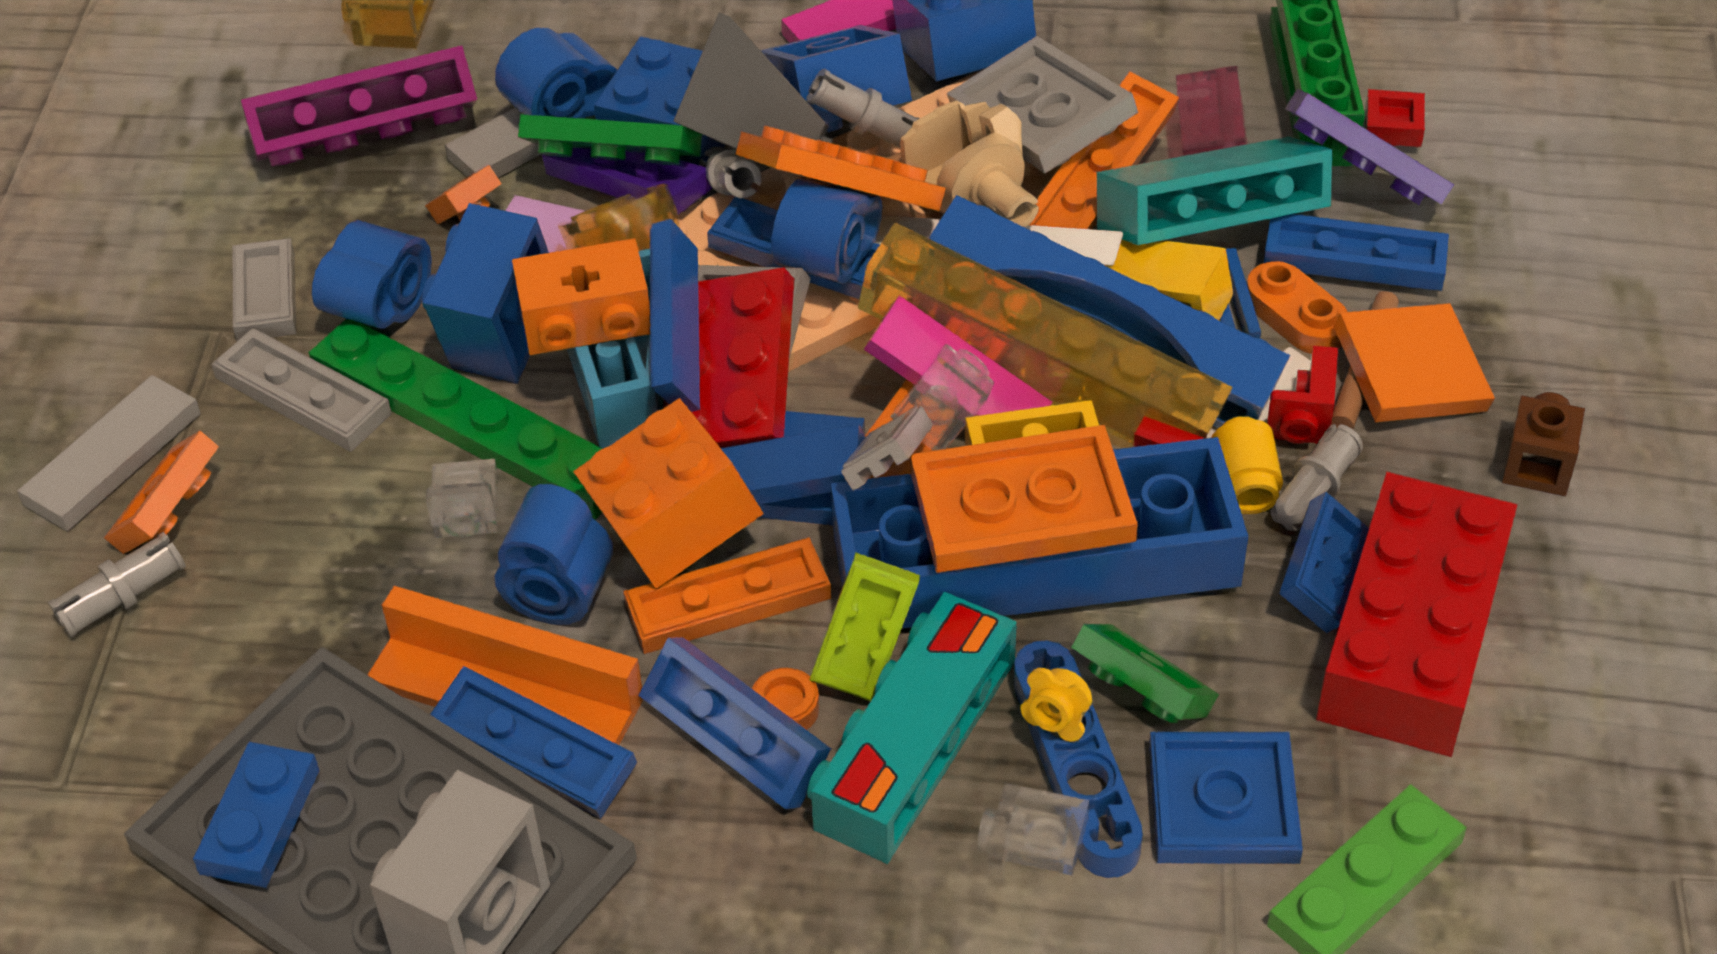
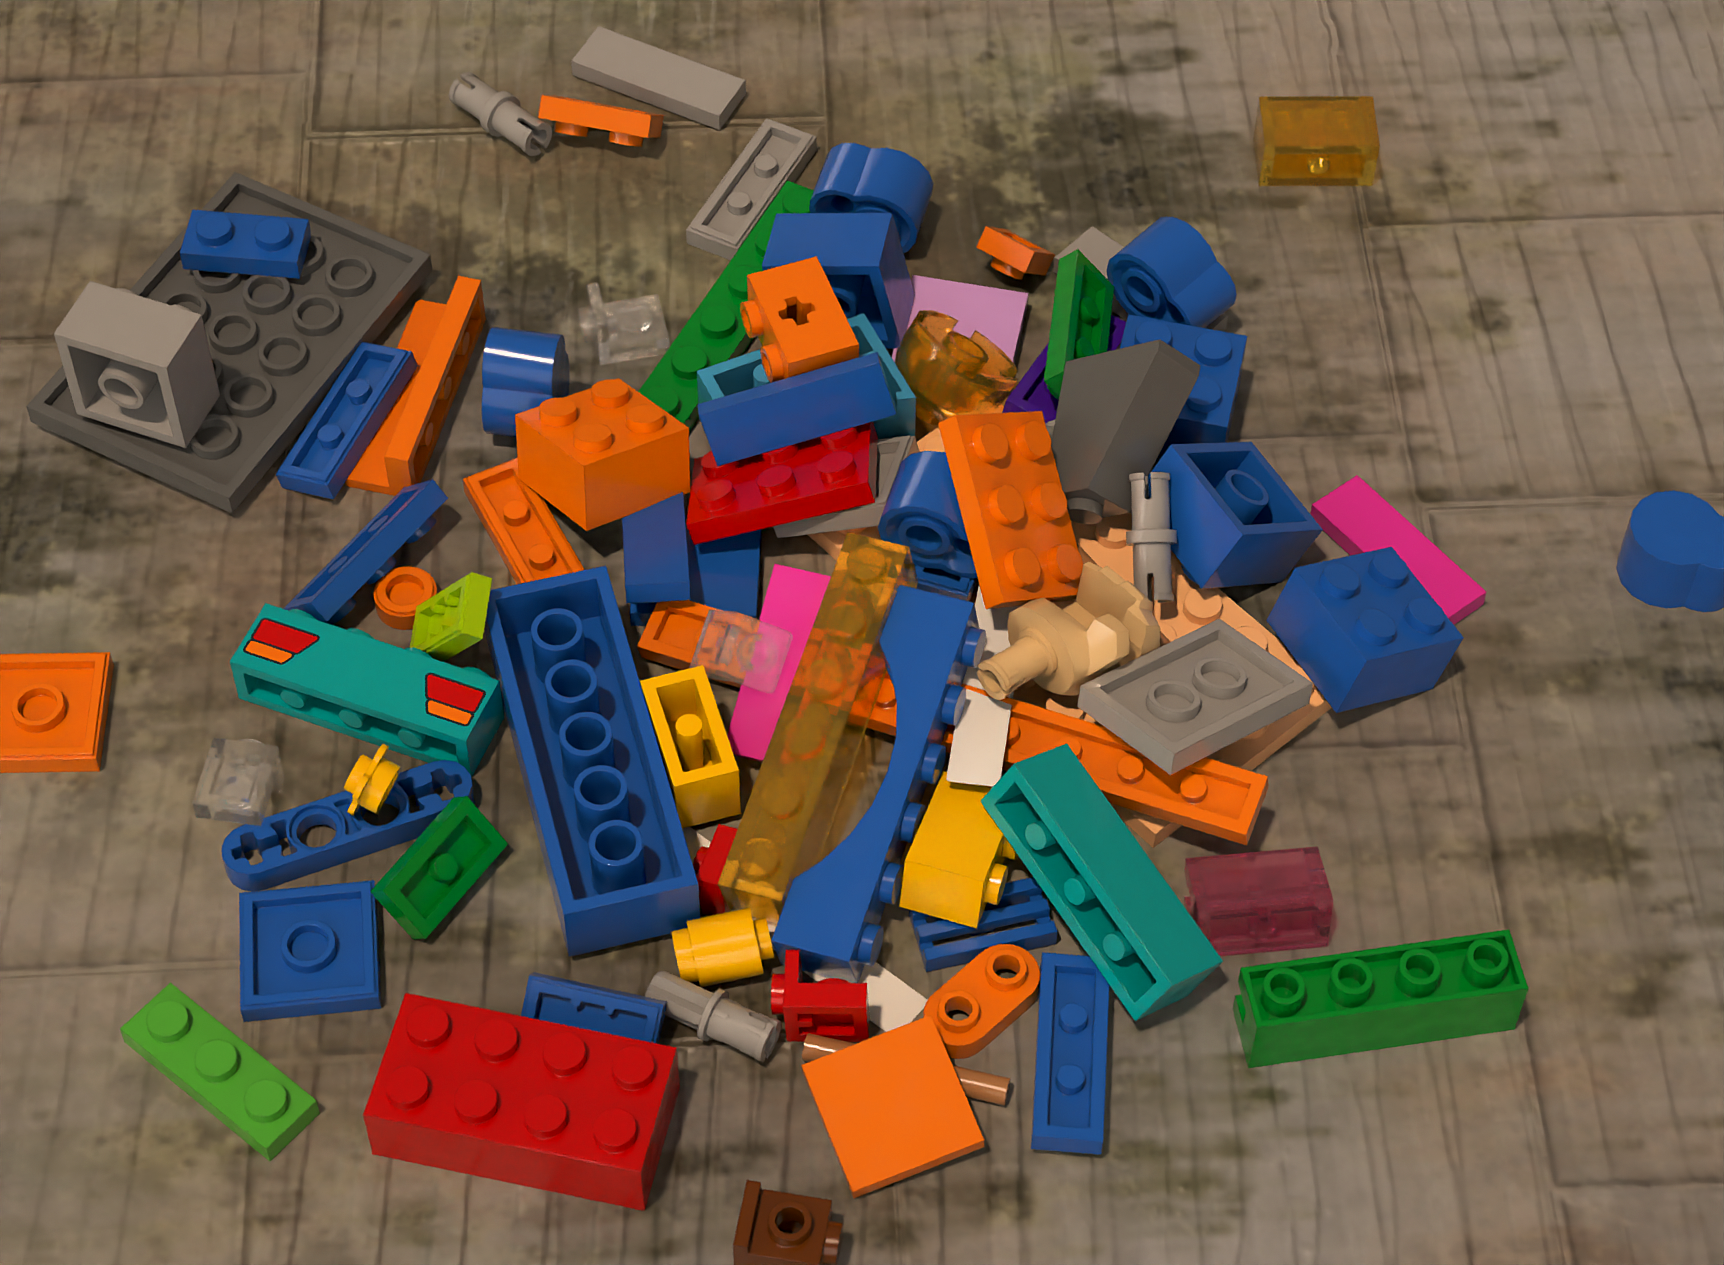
camera: 80 degrees right, 5 degrees up
(264, 288) = (896, 127): light grey tile -> none
(358, 104) = (1116, 139): magenta brick -> none
(885, 445) = (644, 598): light grey tile -> none
(1022, 498) = (575, 707): orange plate -> none
(1366, 149) = (1206, 1036): plate -> none
(1396, 116) = (1315, 1093): red plate -> none

